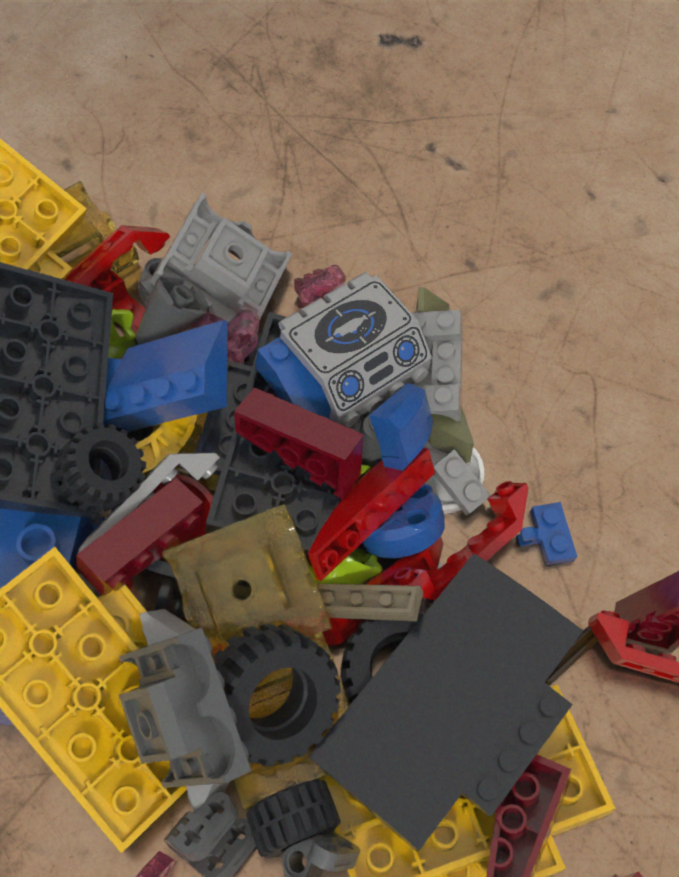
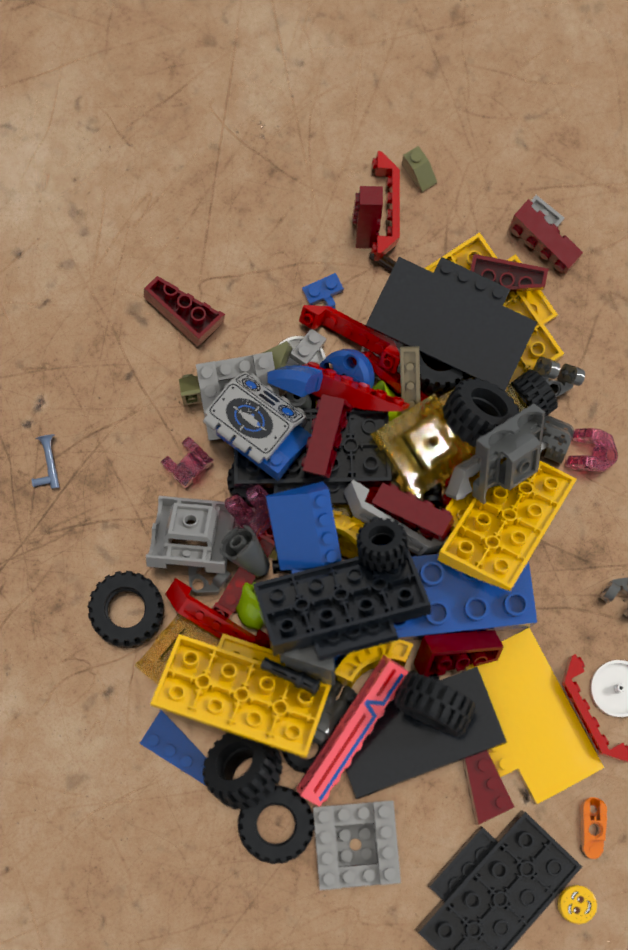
camera: 110 degrees left, 15 degrees up
(151, 163) = (107, 590): none -> black tyre
(354, 155) = (52, 474): none -> sand blue piece
(544, 337) = (185, 312): none -> dark red wedge

